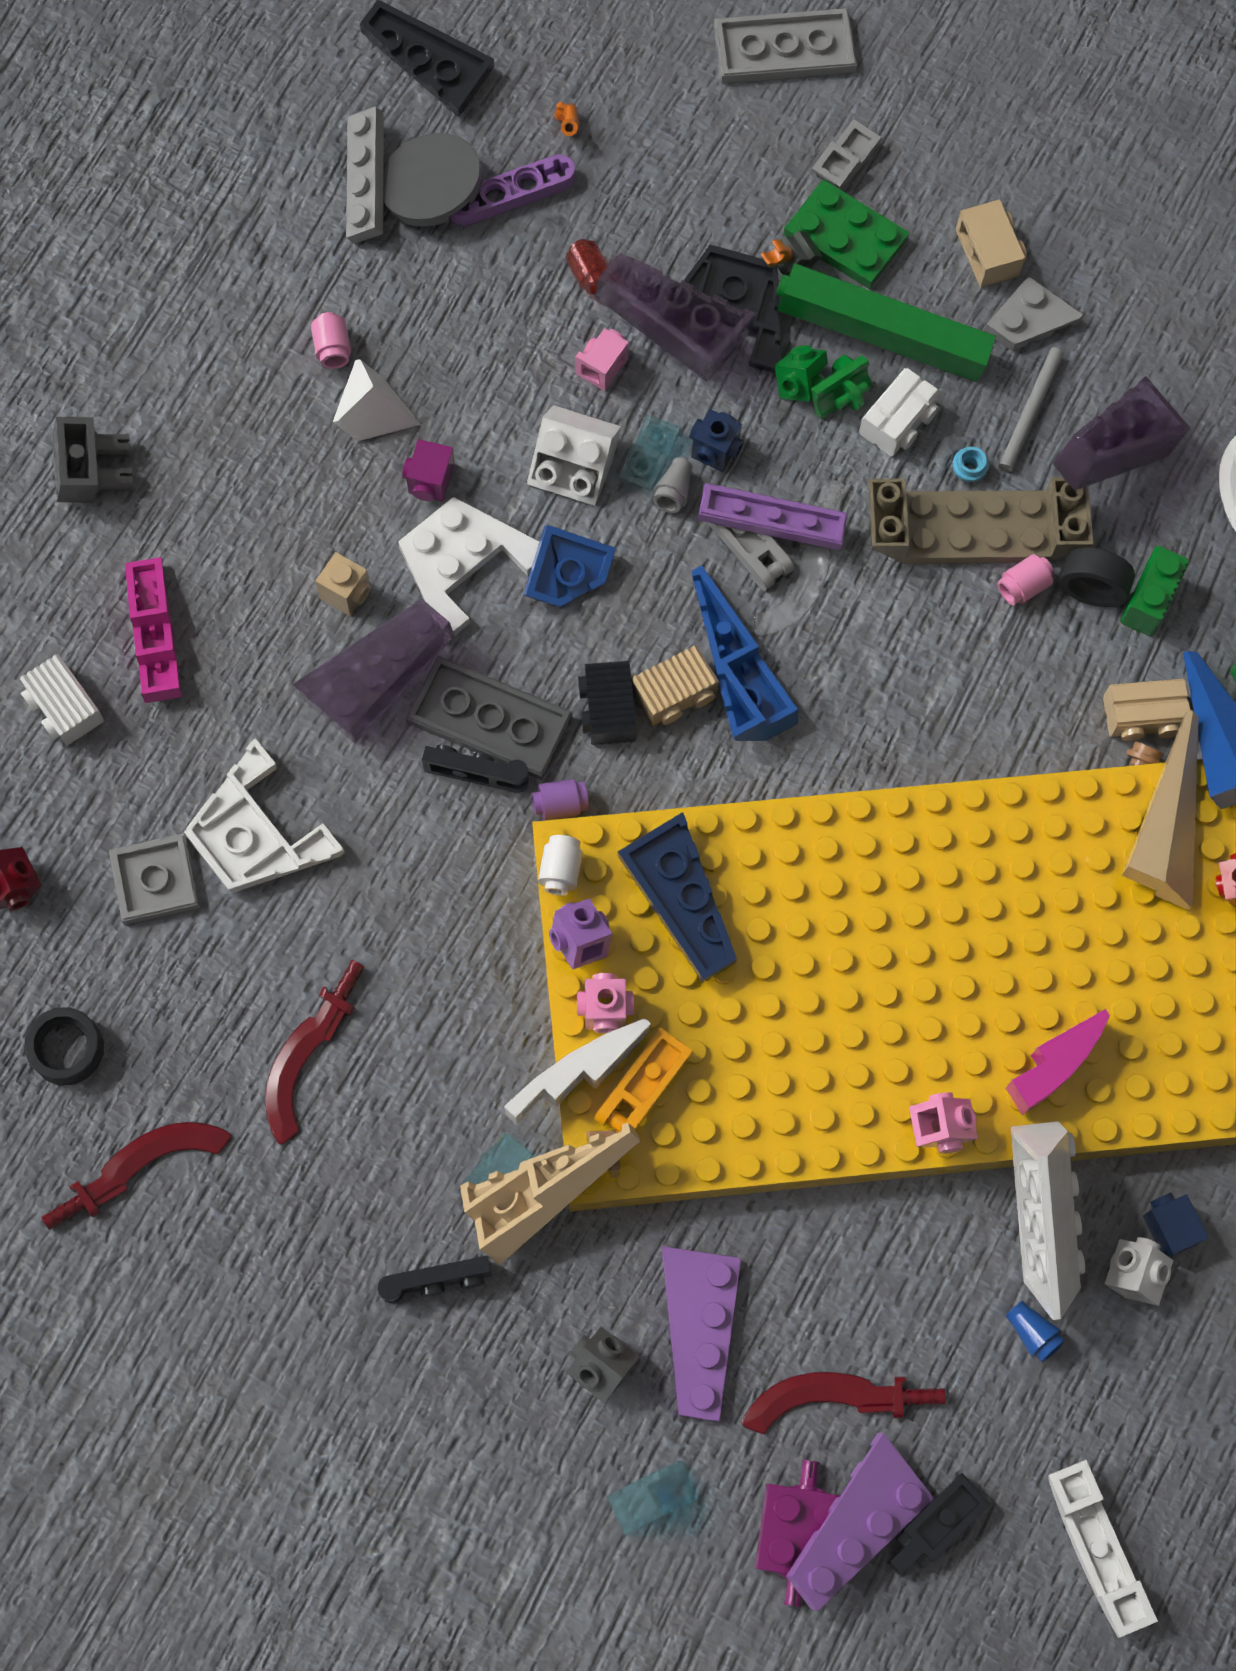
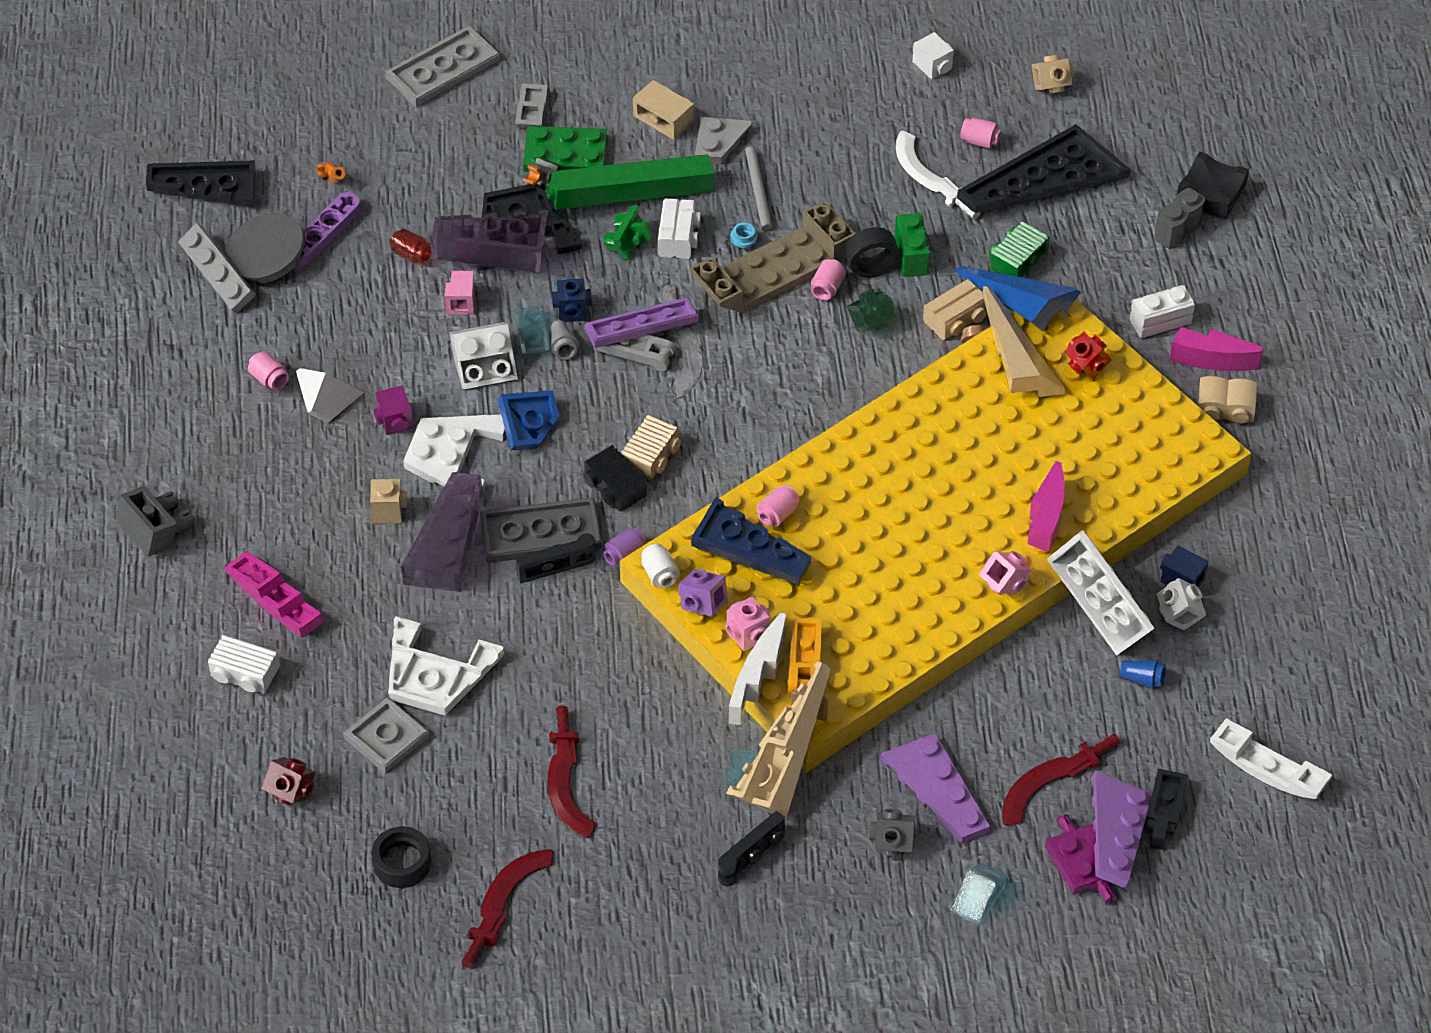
camera: 30 degrees left, 20 degrees down
(747, 865) = (777, 505): none -> bright pink brick
(751, 693) = (706, 426): blue wedge -> none
(797, 370) = (595, 238): green bracket -> none
(1046, 654) = (871, 311): none -> clear green brick
(1123, 438) = (831, 167): clear purple wedge -> none

